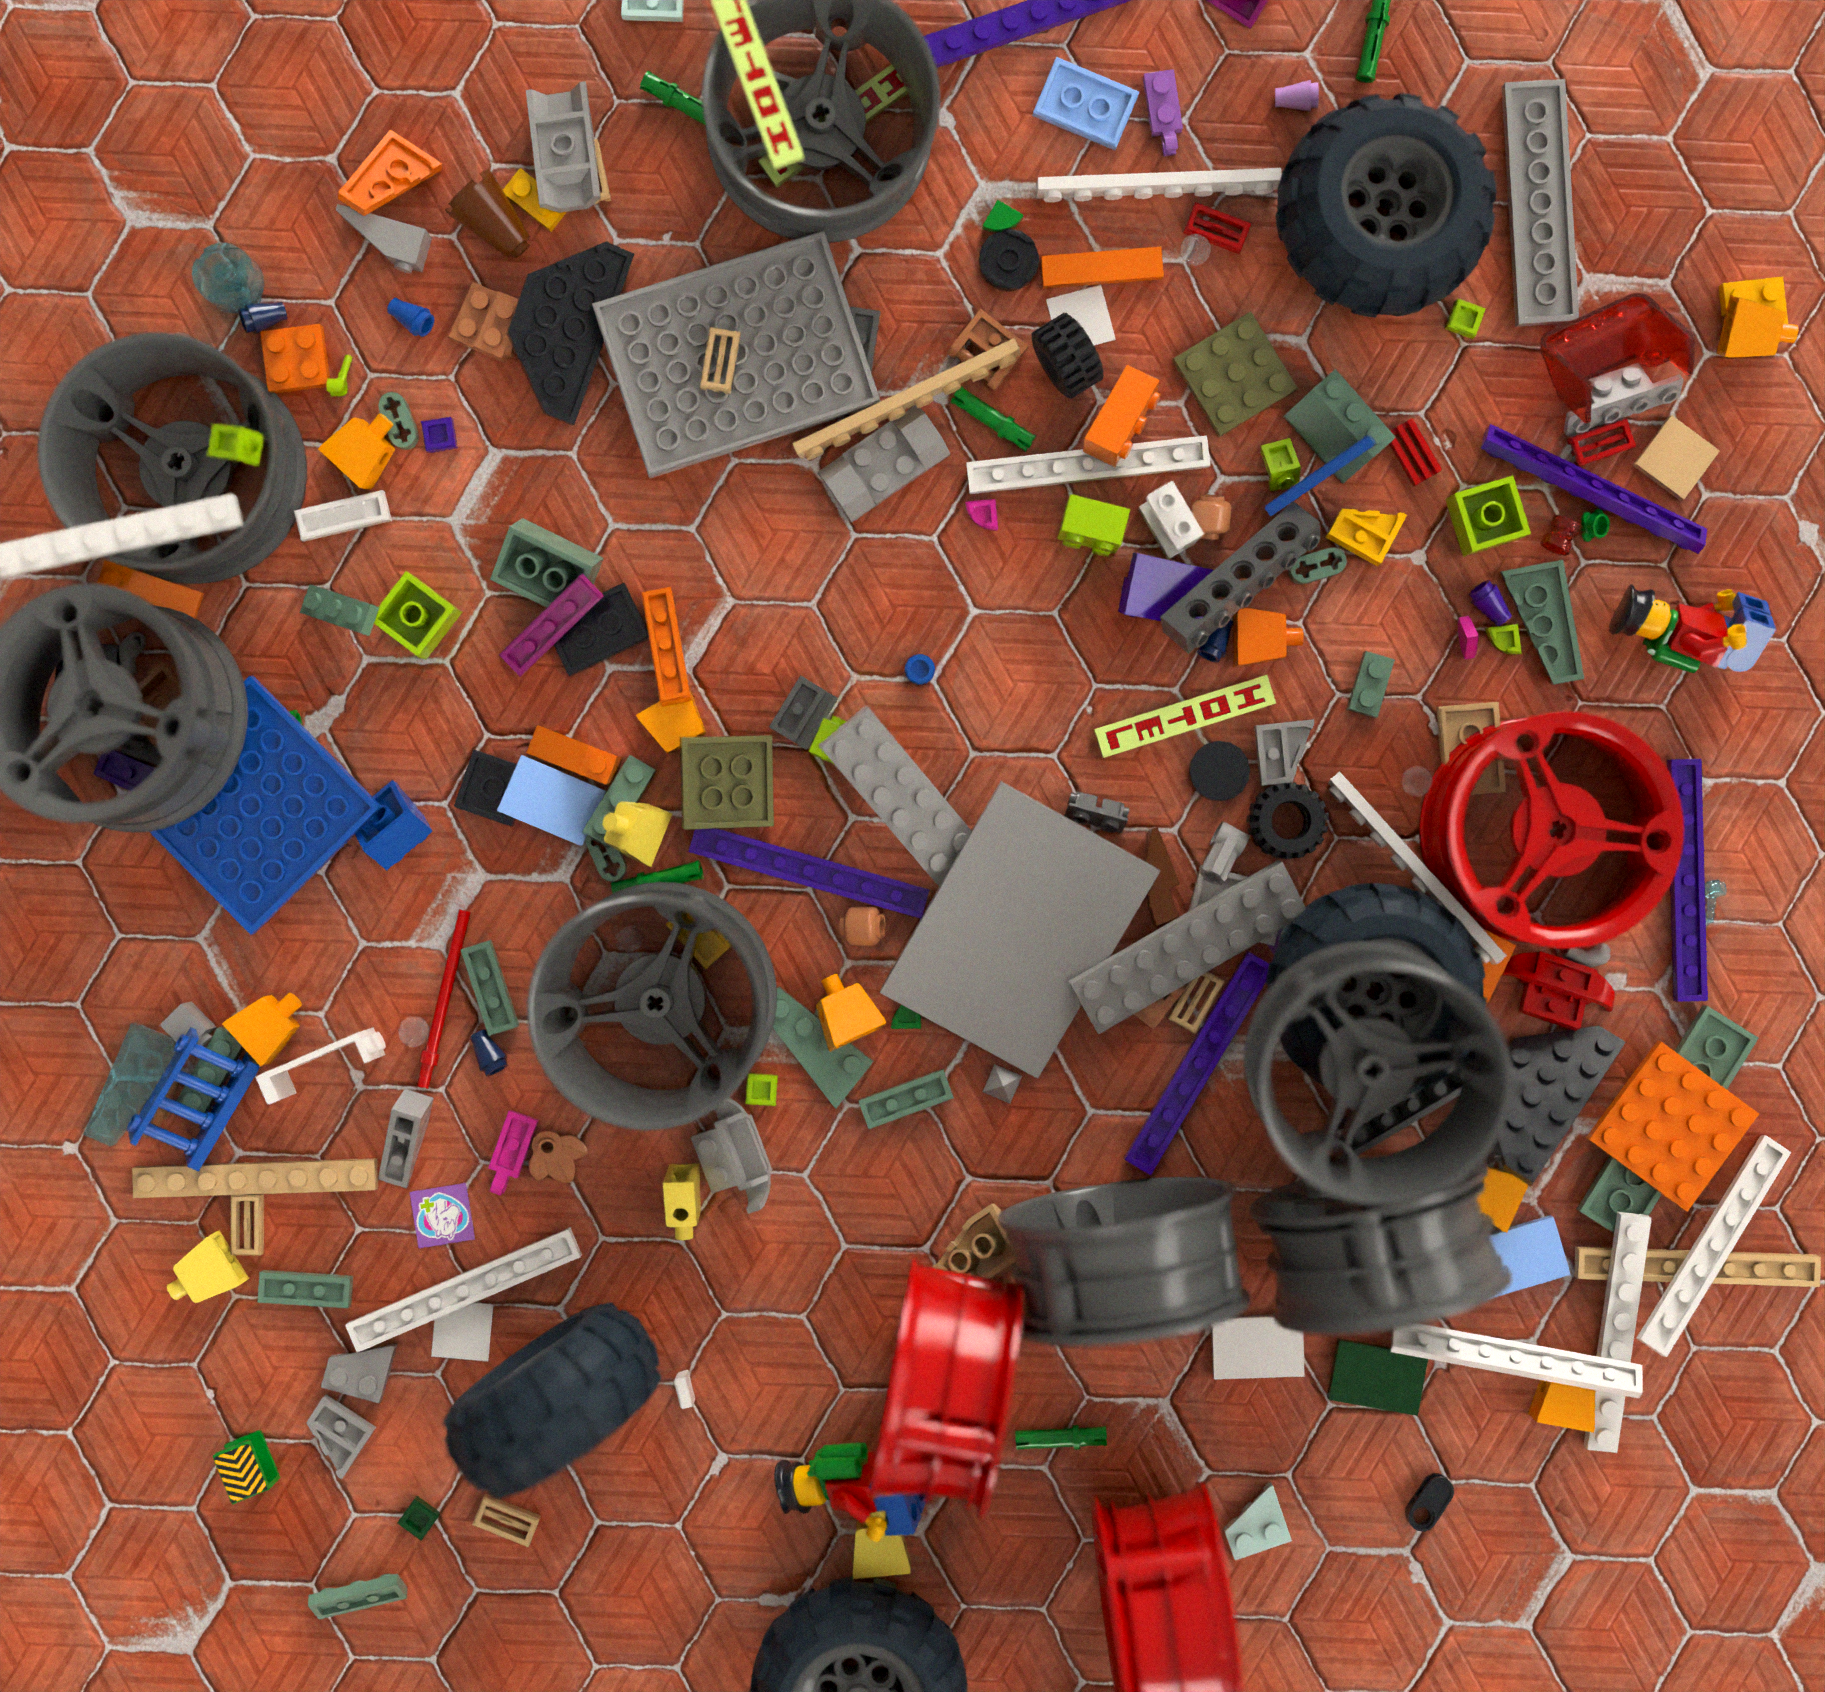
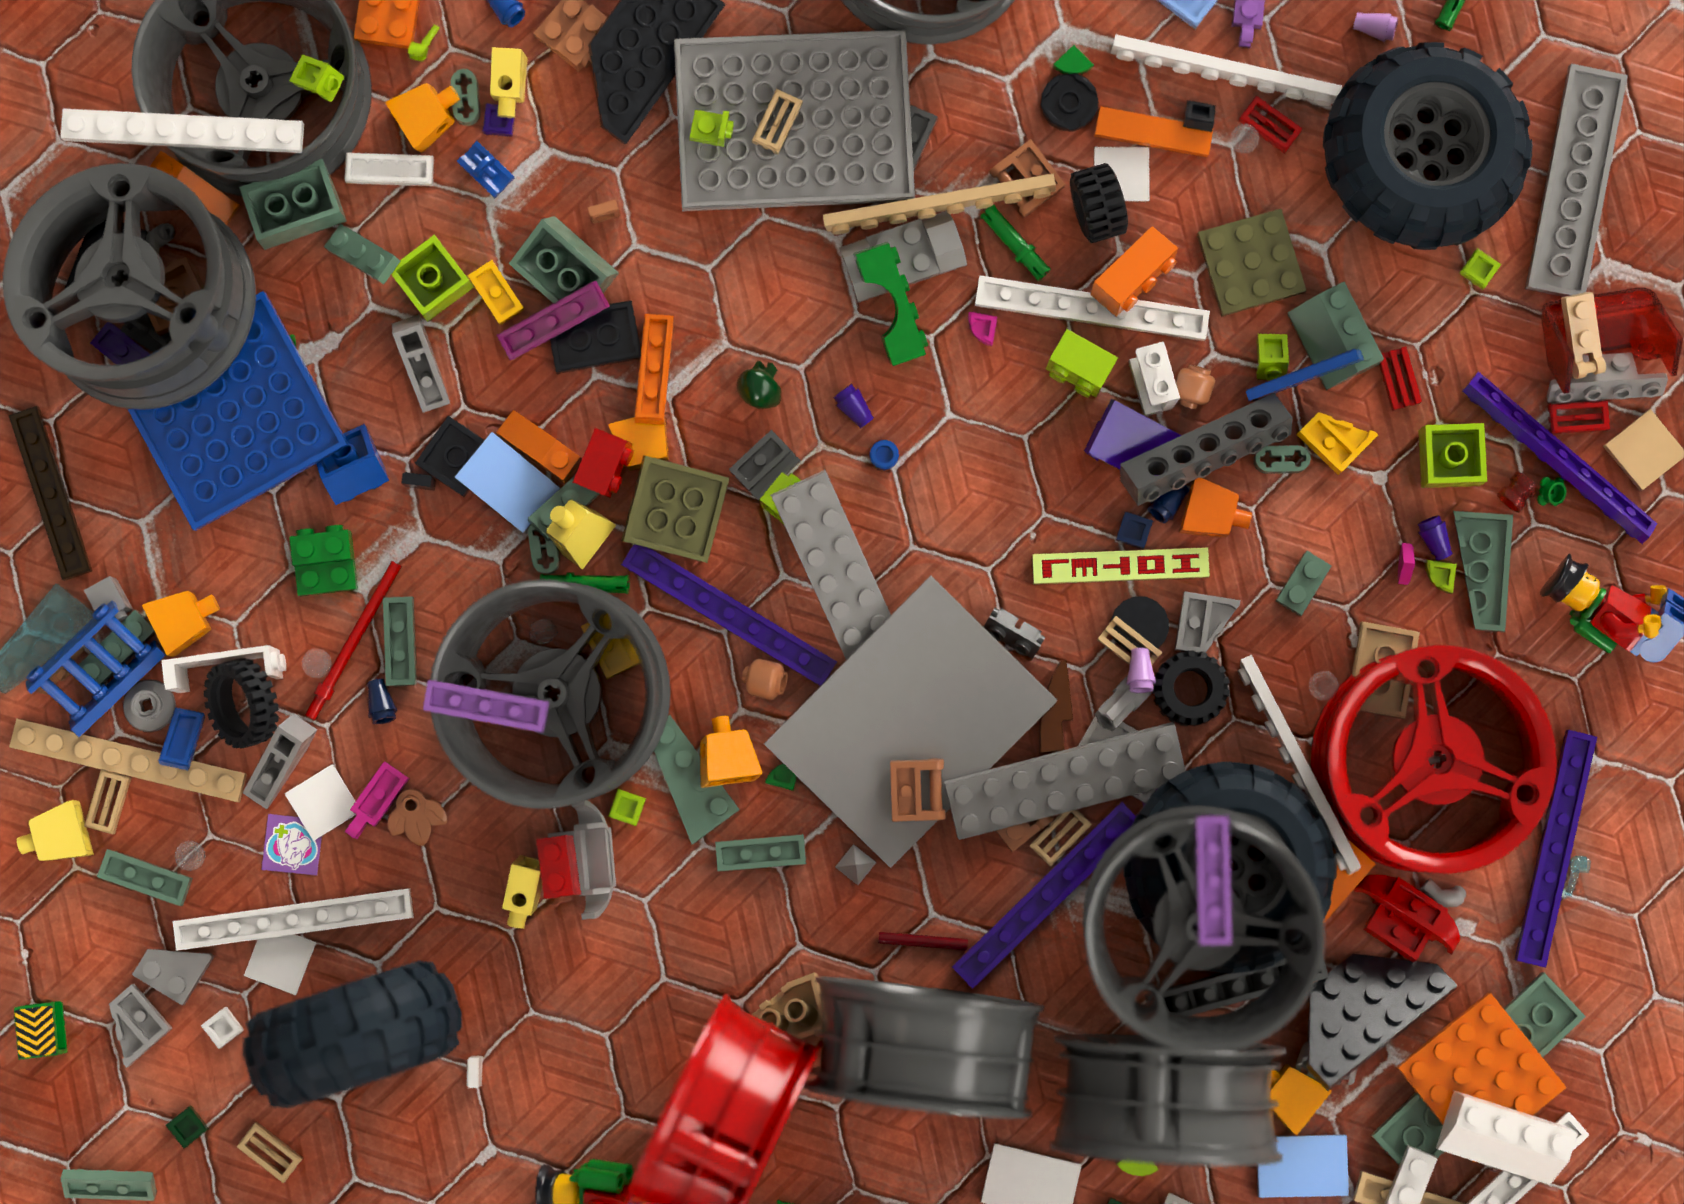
camera: 15 degrees right, 5 degrees down
(99, 934) = (50, 493): none -> dark brown tile
(255, 579) = (293, 205): none -> sand green slope
(274, 1117) = (162, 702): none -> light grey piece
(301, 1143) = (181, 738): none -> blue tile
(343, 1255) = (189, 855): none -> clear plate
(361, 1083) = (259, 700): none -> black tyre
(391, 928) = (323, 561): none -> green plate
(425, 1413) = (222, 1027): none -> white tile
(430, 703) = (420, 363): none -> light grey slope
(433, 378) = (507, 67): none -> light yellow torso
(439, 489) = (485, 169): none -> blue hips
(459, 1166) = (322, 802): none -> white sticker
(462, 823) = (418, 481): none -> black tile
(486, 611) = (496, 292): none -> yellow plate
(571, 500) = (604, 211): none -> nougat tile
(591, 1041) = (486, 706): none -> medium lavender plate
(642, 756) = (603, 463): none -> red brick
(655, 385) = (711, 128): none -> lime bracket
(710, 1171) = (558, 866): none -> red brick
(776, 636) = (758, 386): none -> dark green piece
(876, 628) = (853, 405): none -> dark purple cone
(906, 547) = (902, 338): none -> green arch
(1035, 1001) = (907, 790): none -> nougat plate
(1088, 1140) = (923, 941): none -> dark red bar
(1144, 238) = (1199, 116): none -> black tile
(1189, 677) = (1134, 530): none -> dark blue plate
(1235, 820) = (1140, 673): none -> lavender cone
(1238, 804) = (1132, 633): none -> tan tile
(1382, 1028) = (1213, 880): none -> medium lavender plate
(1589, 355) = (1583, 333): none -> tan plate
(1715, 1181) = (1506, 1138): none -> white slope

